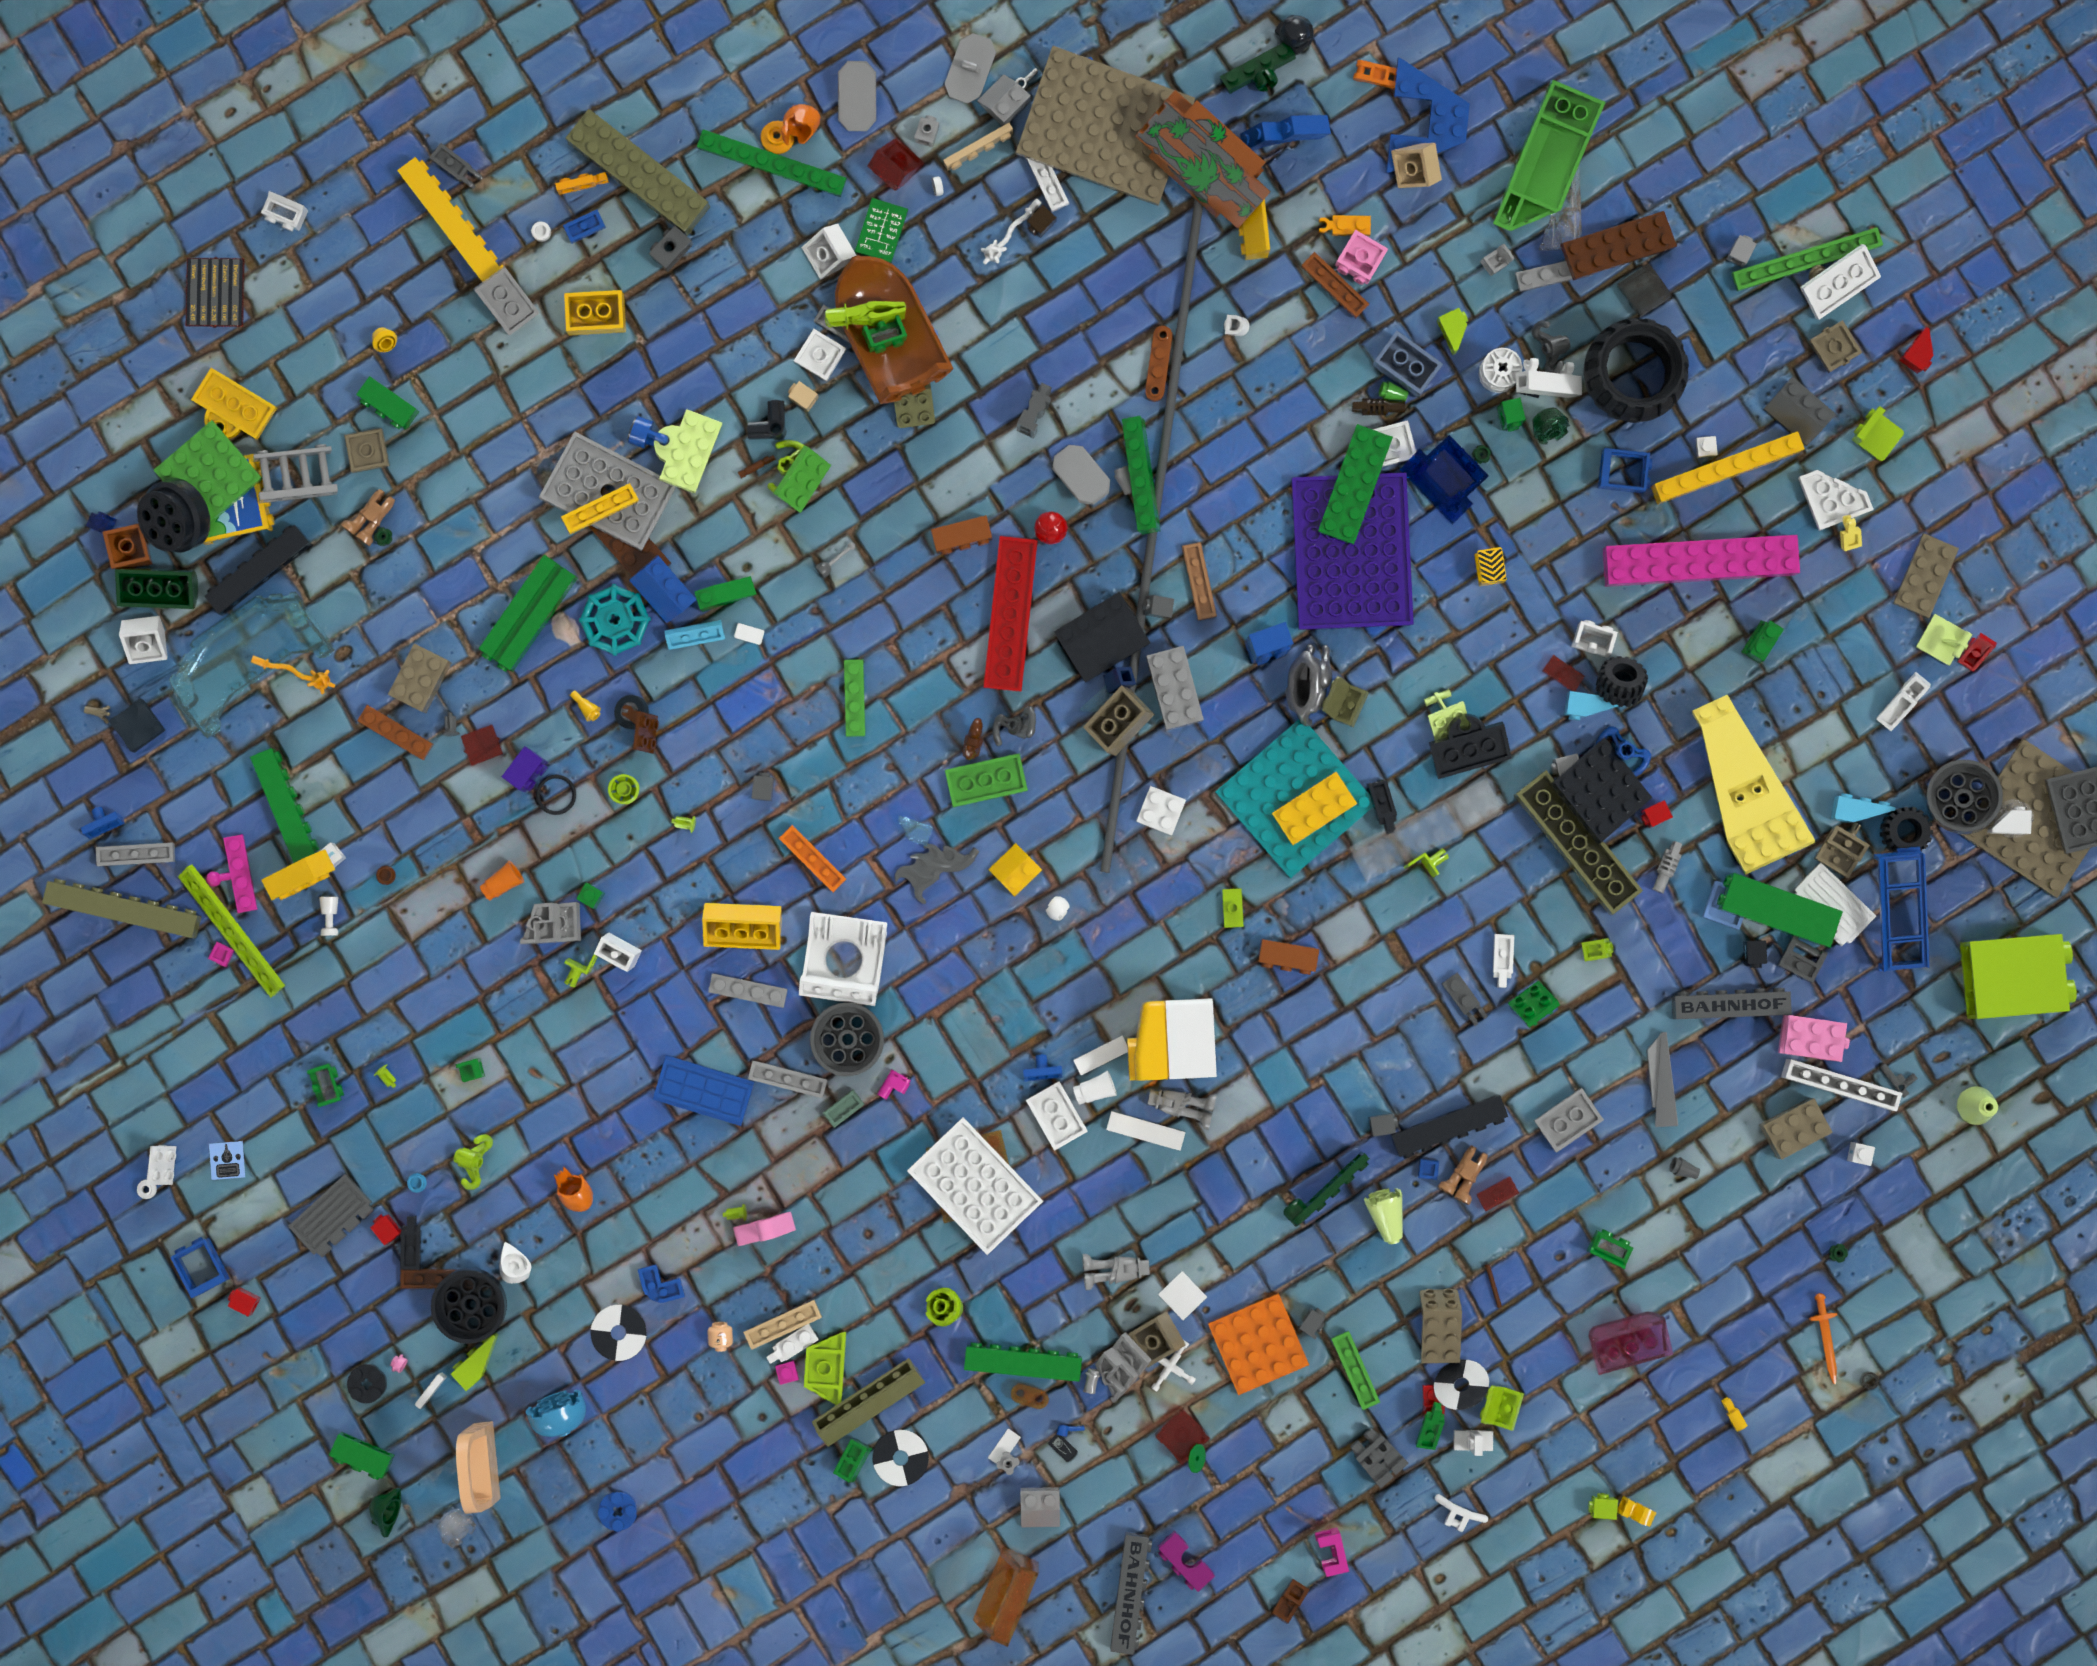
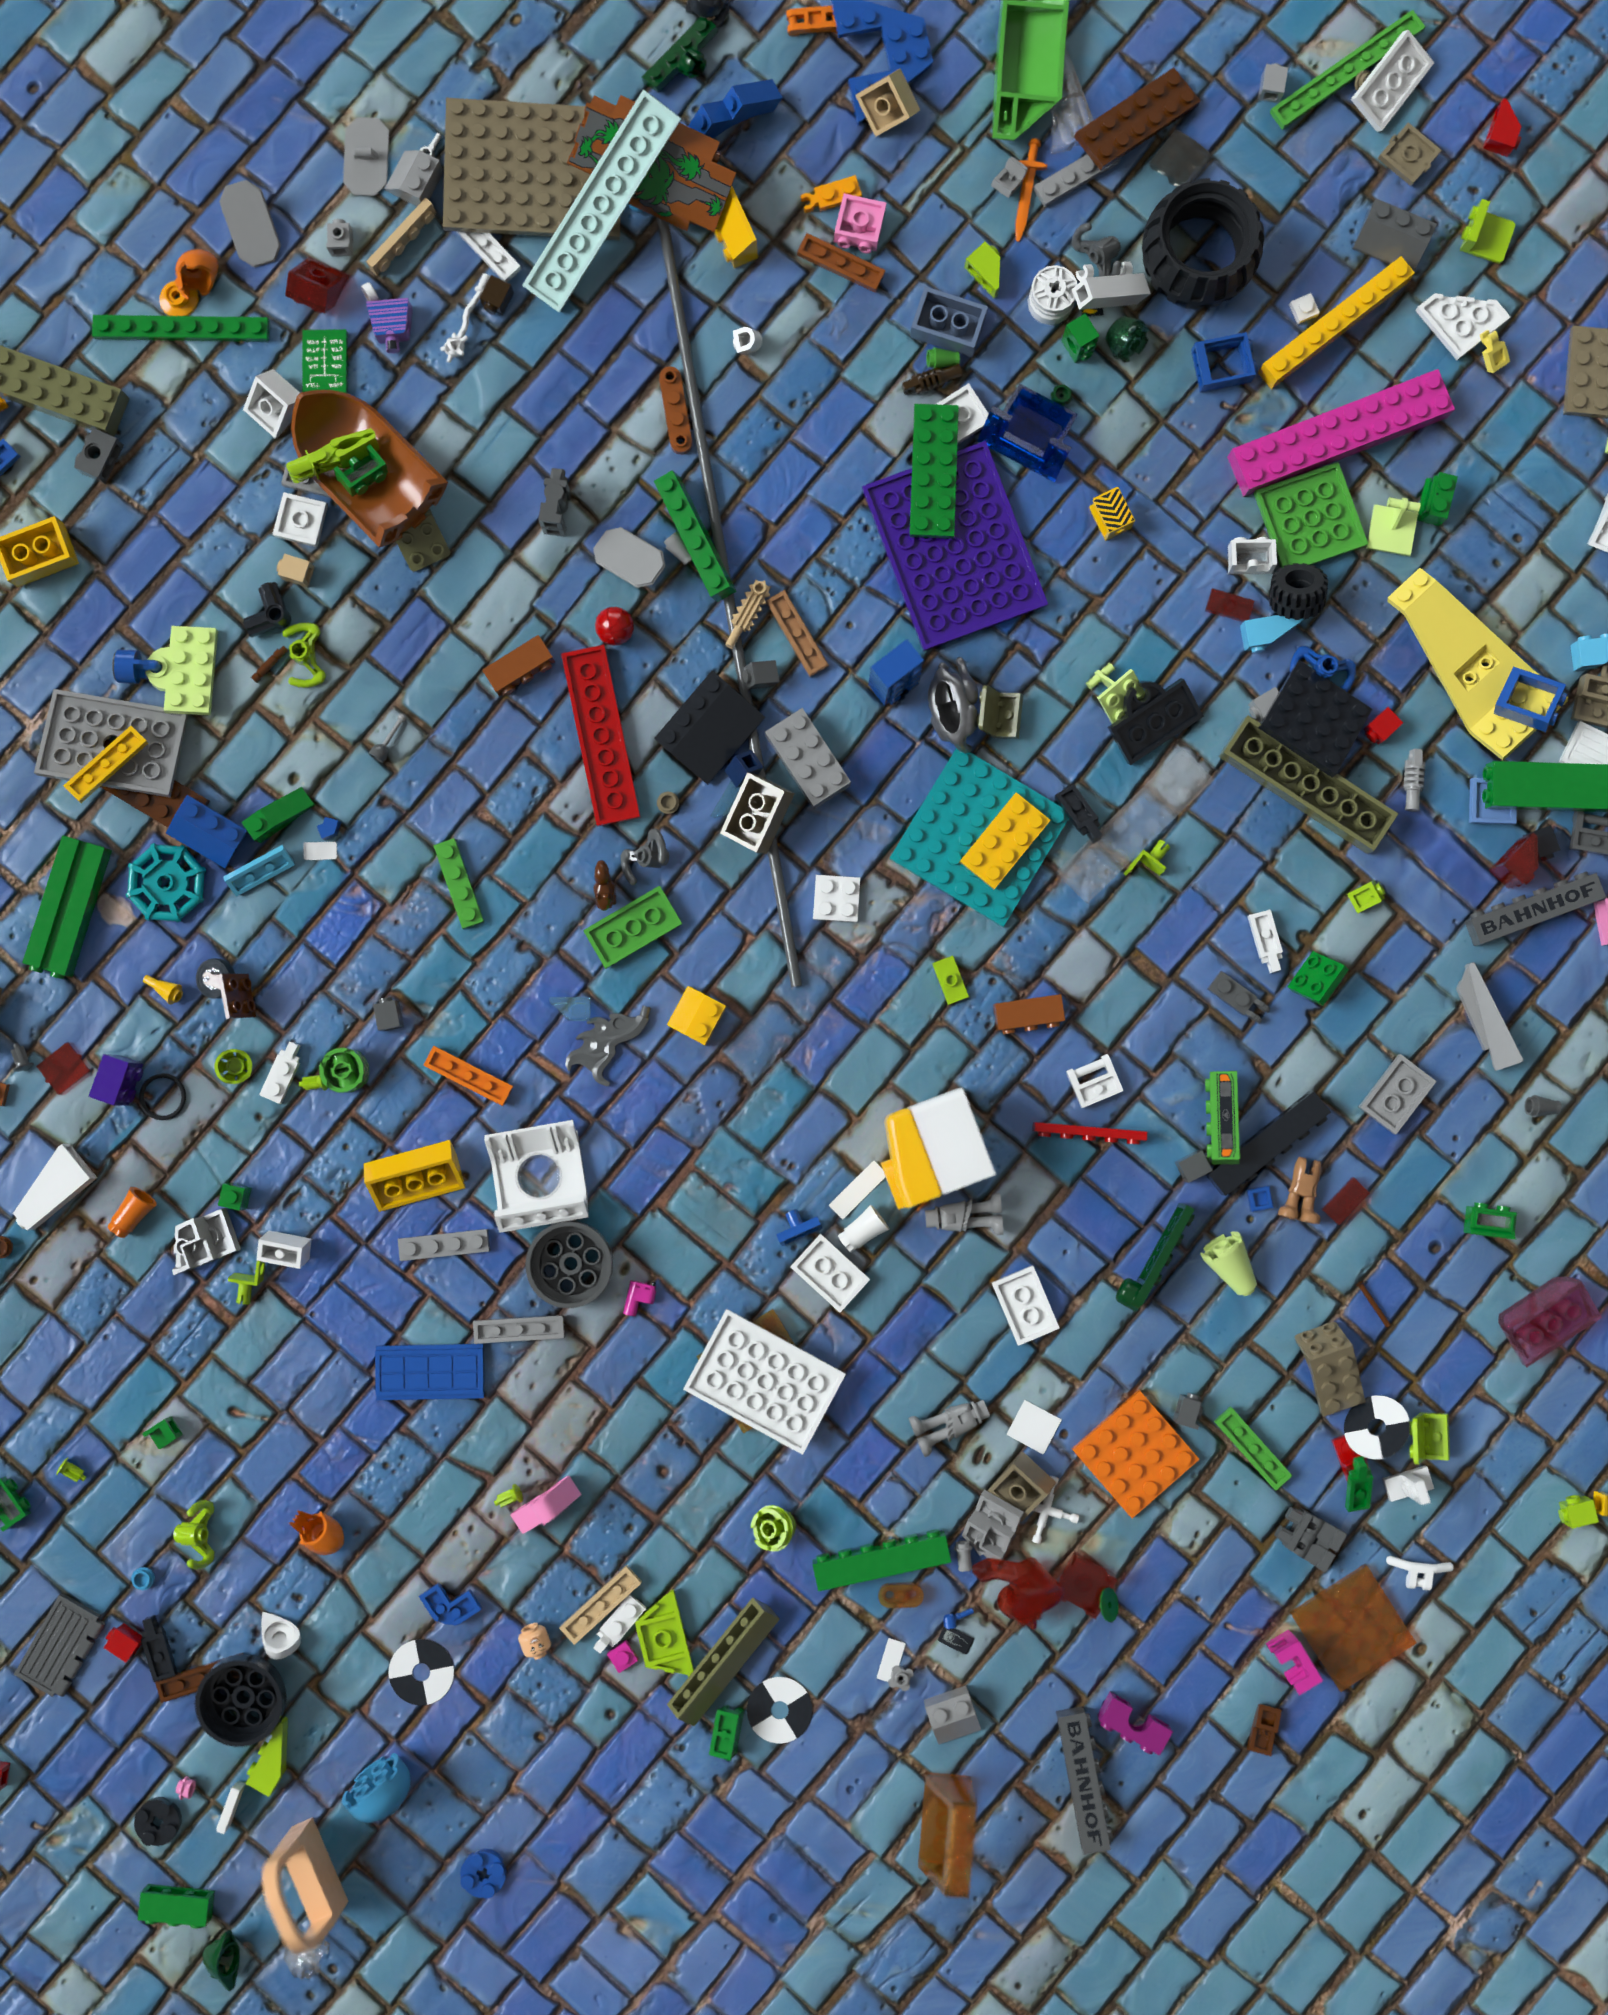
camera: 10 degrees left, 0 degrees up
(445, 841) = (55, 1186): none -> white slope
(659, 807) = (281, 1074): none -> white hinge
(713, 821) = (344, 1070): none -> bright green brick
(762, 618) = (329, 828): none -> blue piece
(802, 479) = (322, 660): bright green plate -> none
(843, 1108) = (591, 1341): sand green plate -> none
(947, 215) = (391, 321): none -> medium lavender torso
(1047, 687) = (668, 802): none -> dark tan plate
(1057, 908) = (757, 1043): white piece -> none
(1138, 1423) = (1030, 1588): none -> clear red piece
(1145, 1130) = (934, 1257): white tile -> none
(1153, 178) = (602, 200): none -> light aqua plate
(1164, 551) = (747, 612): none -> tan piece
(1207, 1193) = (1025, 1305): none -> white plate
(1306, 1070) = (1089, 1133): none -> red plate
(1324, 1035) = (1097, 1088): none -> white plate
(1389, 1542) = (1352, 1627): none -> clear orange plate
(1419, 1093) = (1224, 1117): none -> brick
(1510, 270) = (1027, 186): none -> orange sword
(1654, 622) = (1311, 517): none -> bright green plate
(1719, 653) = (1393, 528): none -> yellowish green plate
(1728, 963) = (1518, 862): none -> clear red slope
(1769, 816) = (1524, 716): none -> blue window

